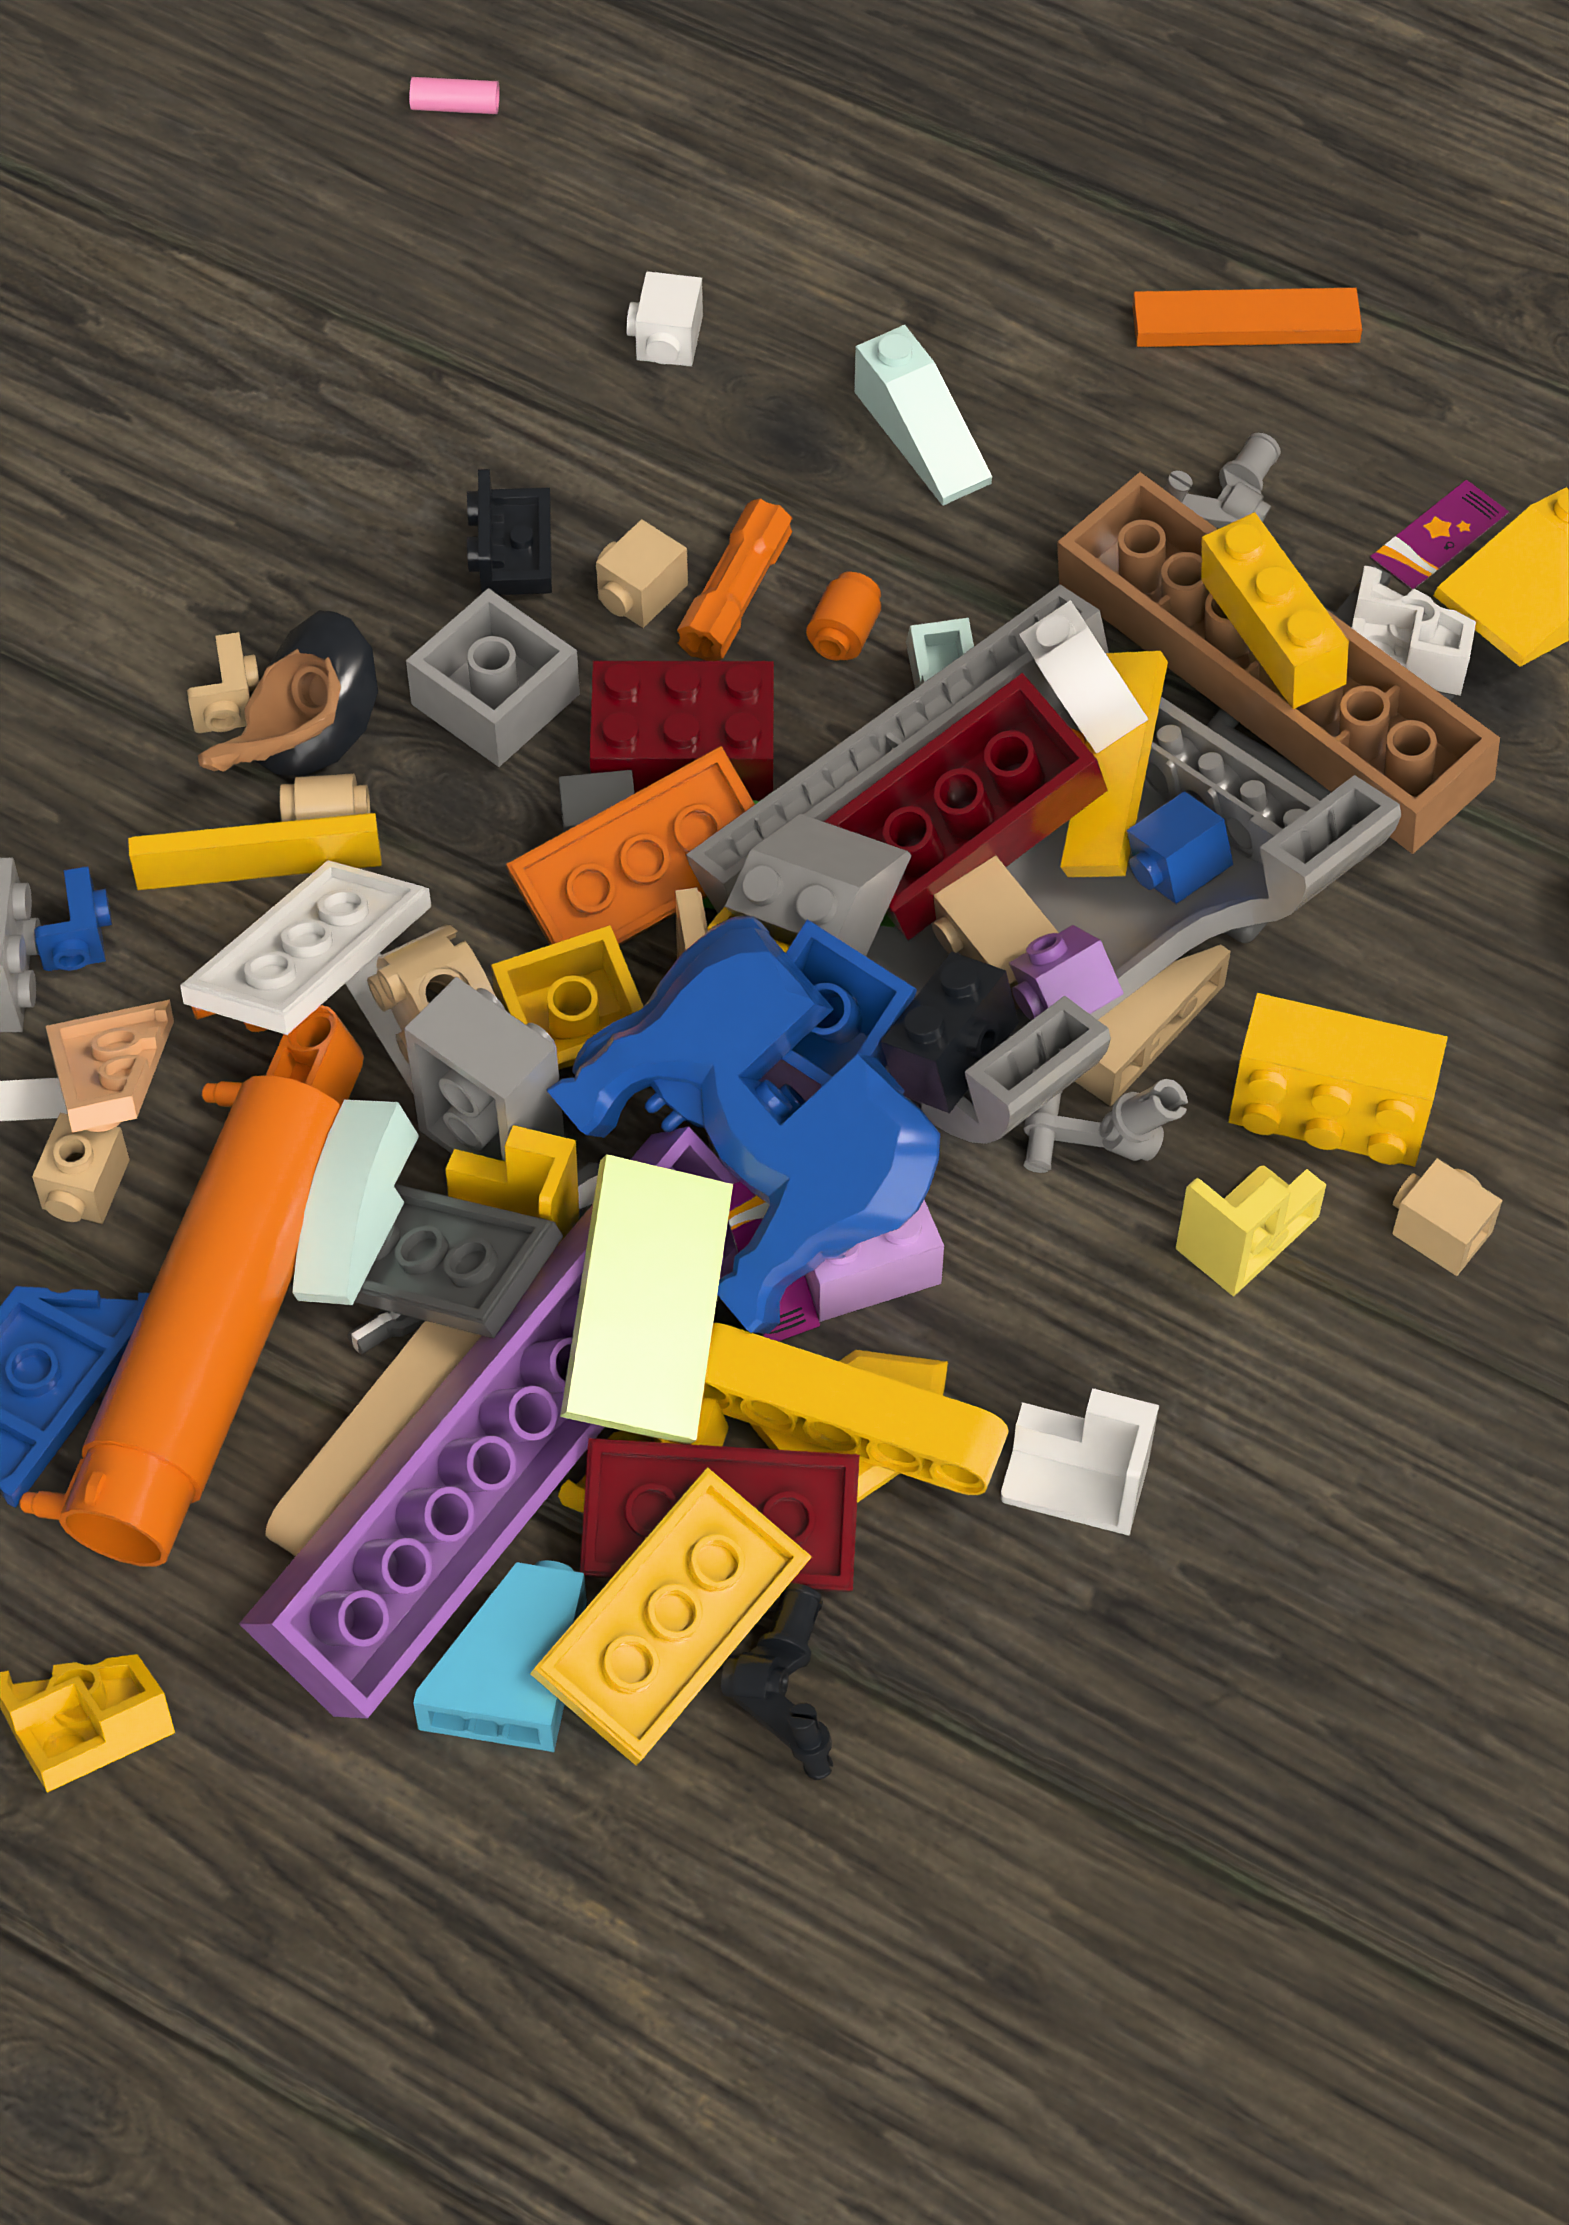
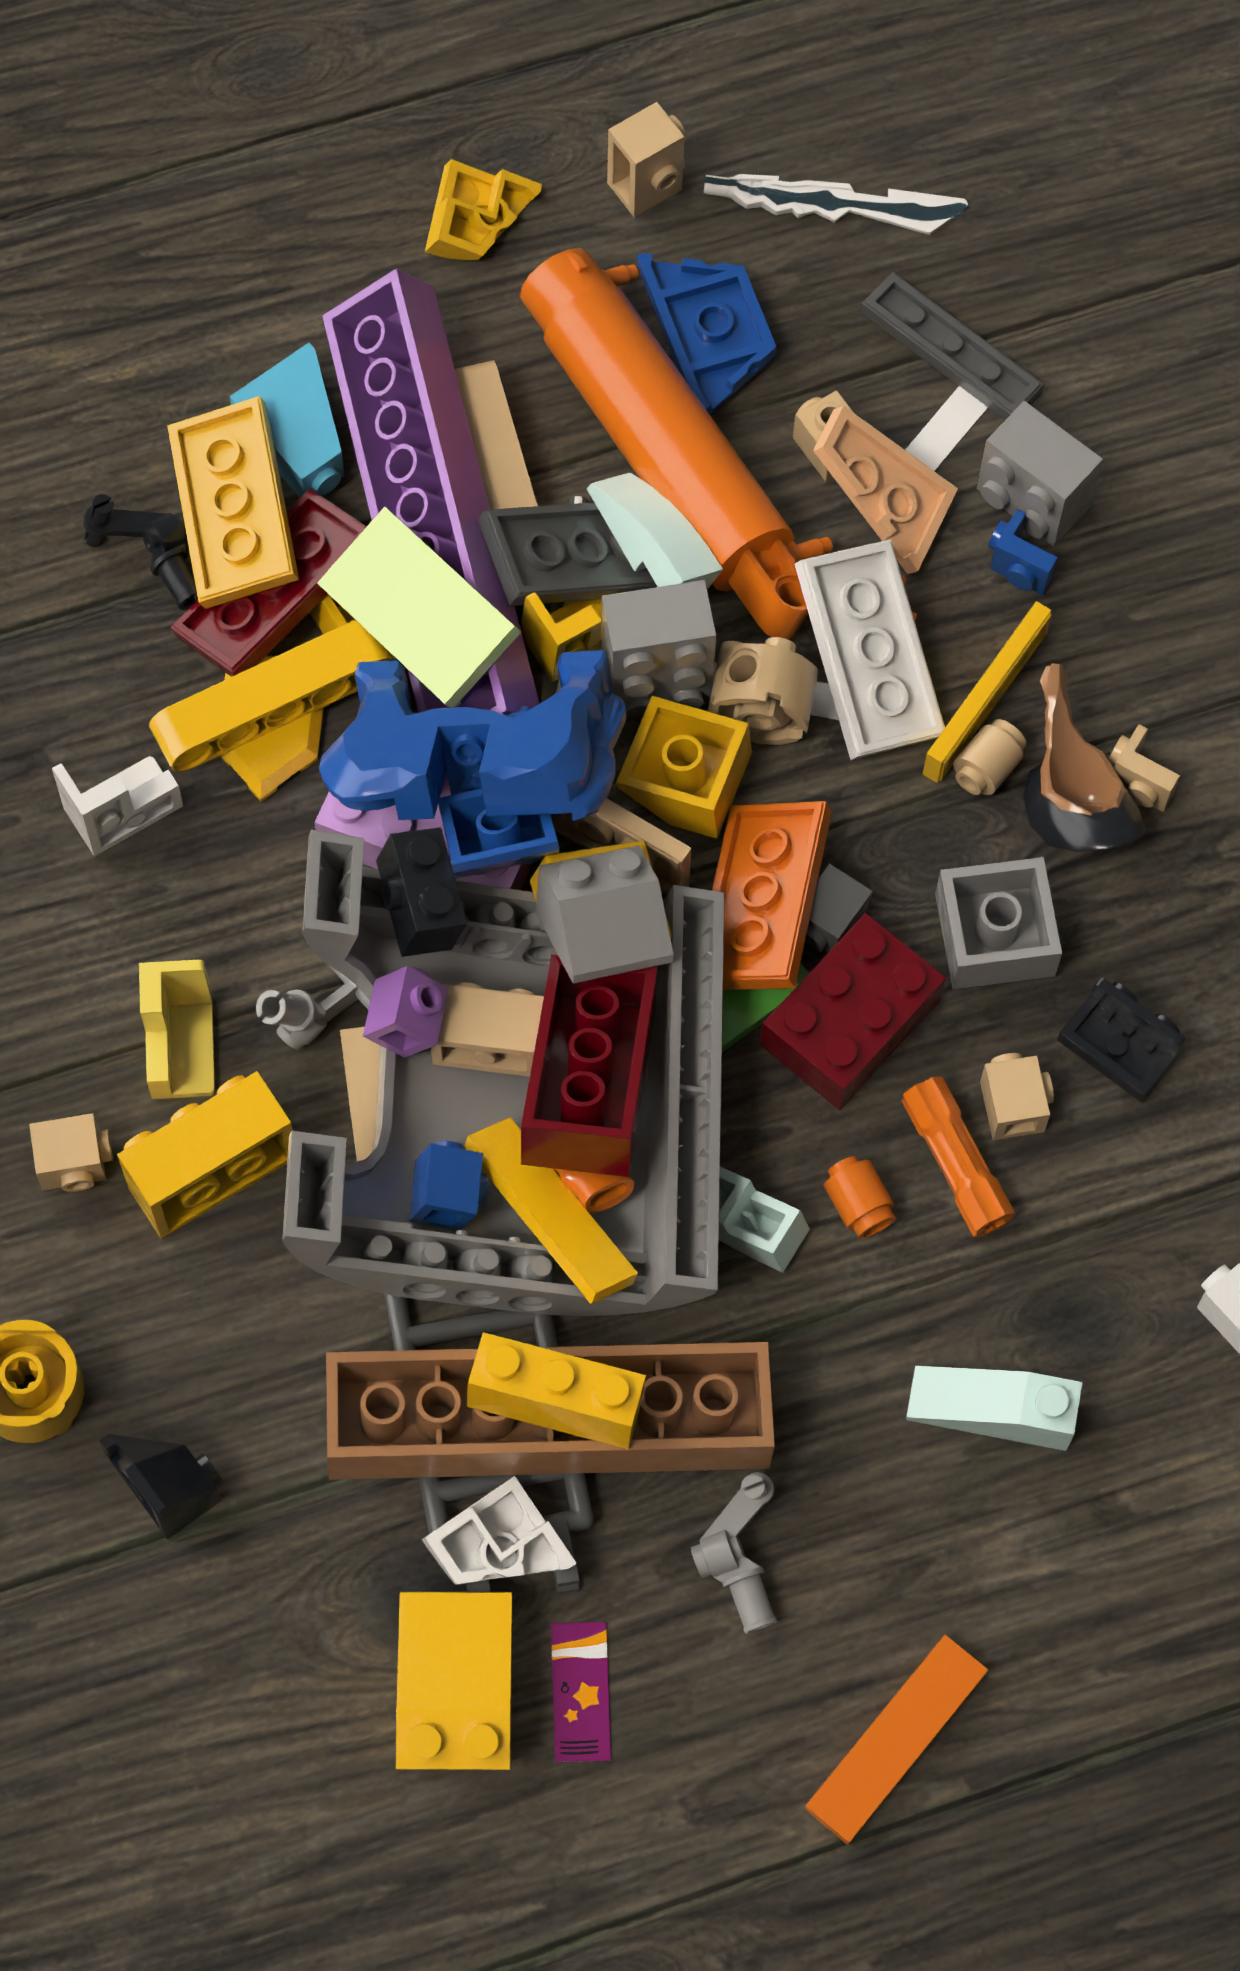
camera: 130 degrees right, 10 degrees up
(1083, 677) = (612, 1203): white brick -> none

